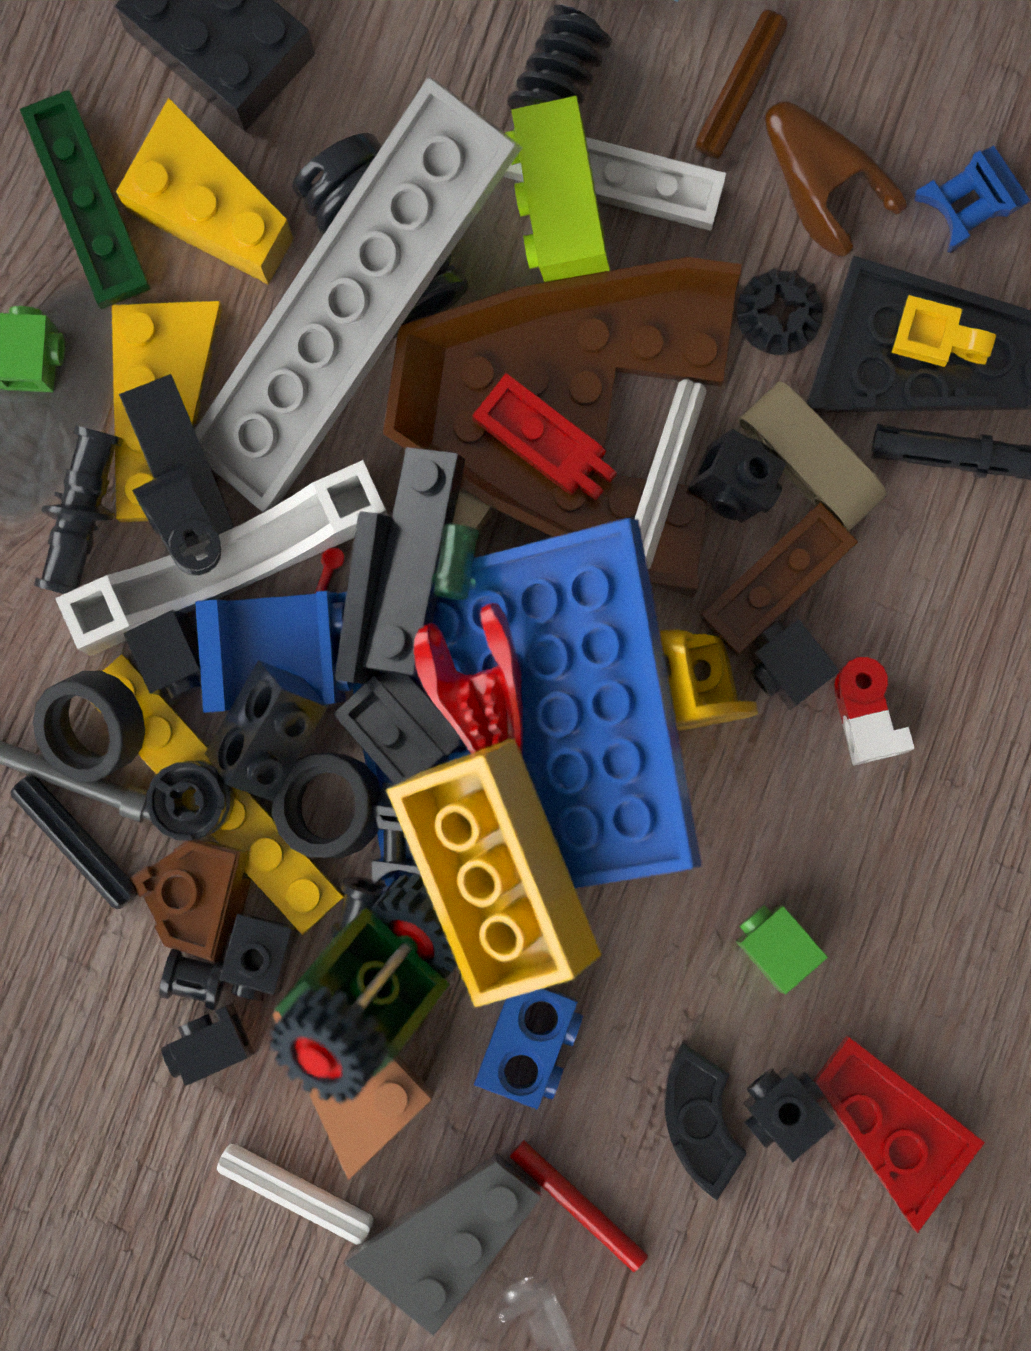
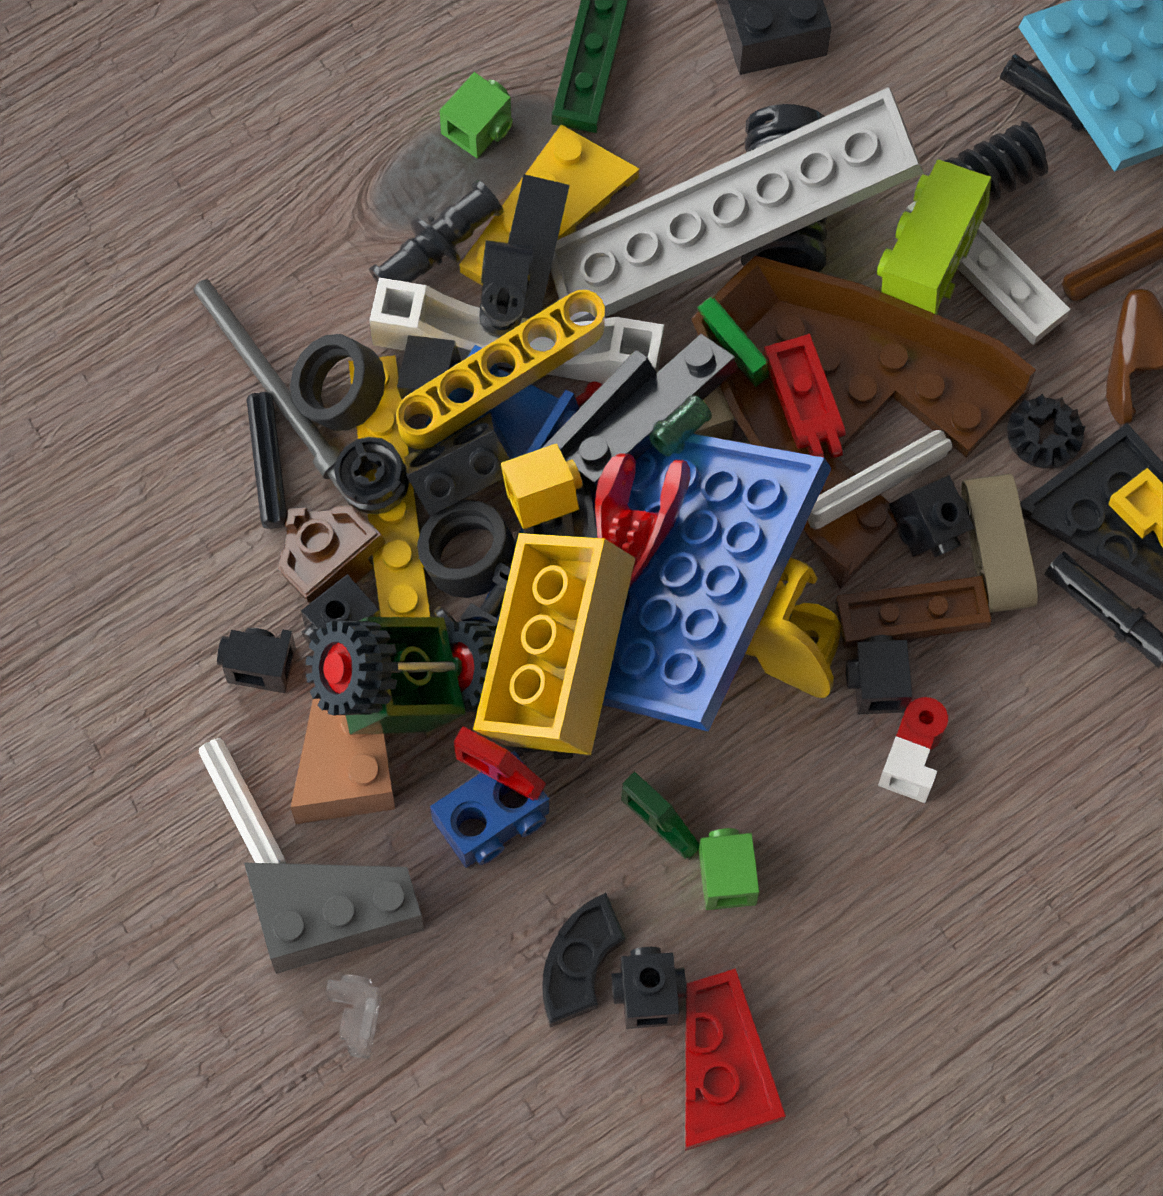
camera: 30 degrees right, 15 degrees down
(192, 979) = (266, 598): black bush -> none
(203, 198) = (677, 94): yellow wedge -> none
(219, 634) = (510, 348): none -> yellow beam
(365, 711) = (541, 485): none -> yellow brick
(438, 428) = (735, 341): none -> green tile
(514, 1009) = (497, 763): none -> red tile
(578, 1206) = (443, 959): red bar -> none
(682, 939) = (658, 815): none -> dark green tile

